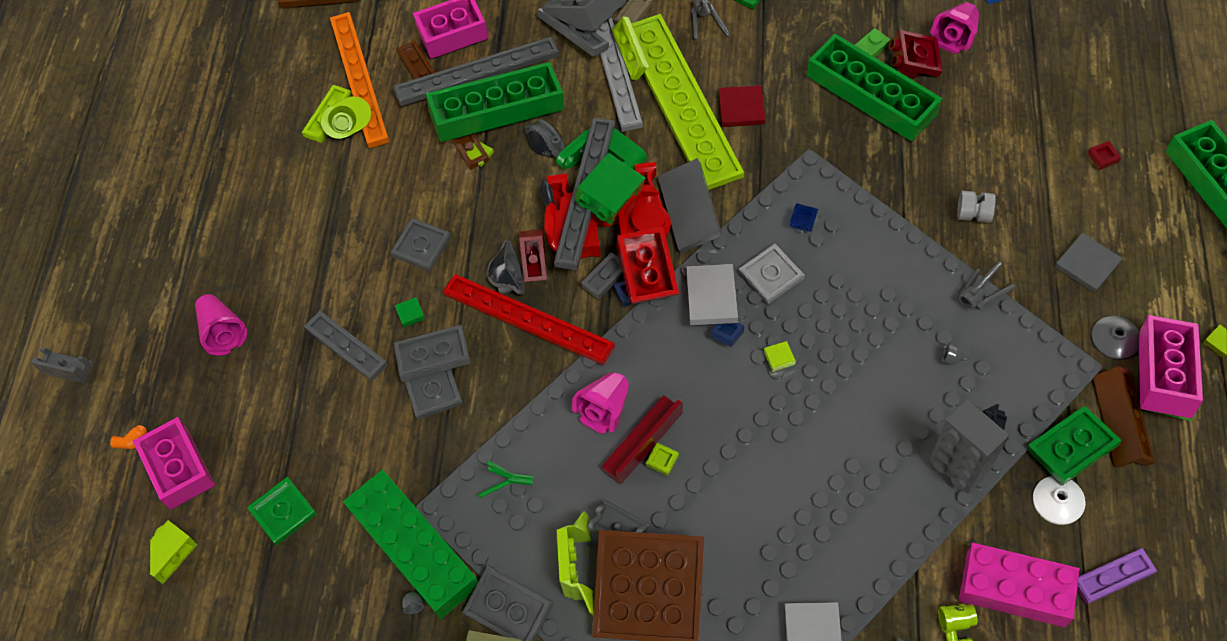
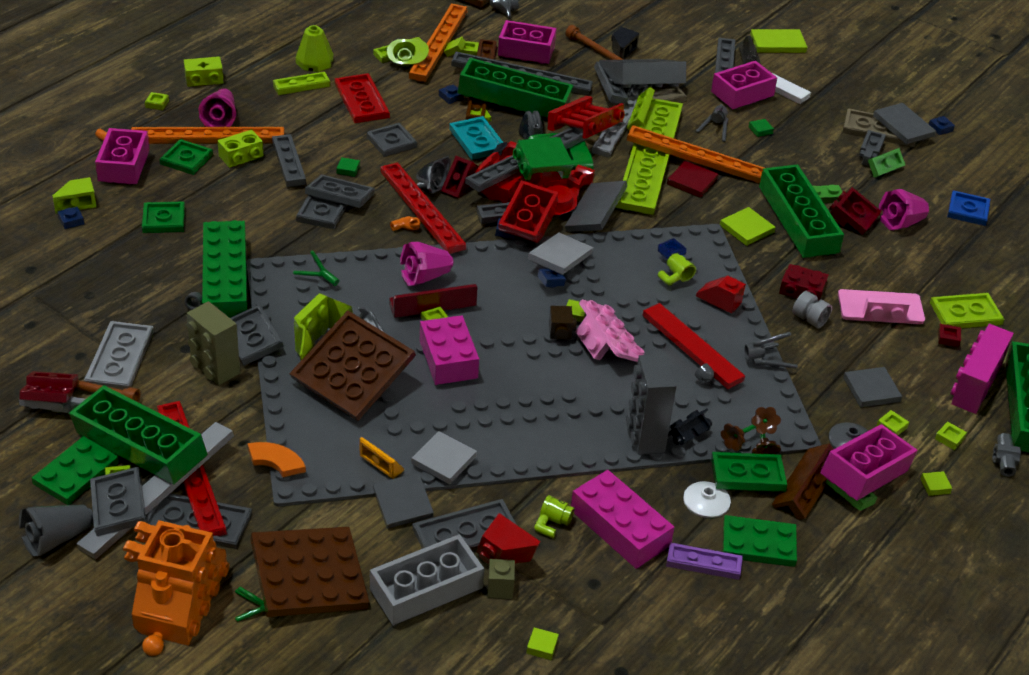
camera: 25 degrees right, 20 degrees down
(63, 366) = (107, 84): dark grey hinge -> none
(135, 354) = (156, 101): none -> lime tile
(153, 281) = (203, 71): none -> lime brick
(186, 580) = (70, 217): none -> dark blue plate
(228, 366) = (205, 135): none -> orange tile
(234, 411) = (186, 157): none -> green tile
(248, 178) = (314, 50): none -> lime cone
(266, 227) = (301, 83): none -> lime tile
(280, 362) = (240, 148): none -> lime brick
(344, 207) = (361, 98): none -> red tile
(381, 76) = (454, 46): none -> lime tile
(395, 67) = (470, 48): none -> lime tile
(427, 143) = (450, 94): none -> dark blue plate
(504, 188) = (475, 137): none -> teal plate
(529, 349) = (407, 222): none -> orange arm
(575, 91) = (585, 116): none -> red fence
(713, 495) = (449, 350): none -> dark pink brick
(728, 74) = (695, 154): none -> orange tile
(771, 273) = (617, 268): light grey tile -> none
(783, 384) = (561, 322): none -> dark brown brick
(830, 236) = (681, 267): none -> lime piece
(834, 370) = (604, 330): none -> bright pink bracket
(836, 134) = (747, 226): none -> lime tile
(889, 243) = (723, 292): none -> red slope
(912, 325) = (693, 345): none -> red tile
(939, 175) = (800, 279): none -> dark red plate
(1022, 158) = (881, 306): none -> bright pink bracket
(1066, 393) = (764, 421): none -> reddish brown plant
(1092, 113) = (967, 310): none -> lime tile
(1139, 517) = (760, 540): none -> green plate
(1140, 298) = (894, 422): none -> lime plate
(1169, 183) = (980, 368): none -> dark pink brick
(1190, 275) = (950, 435): none -> lime tile

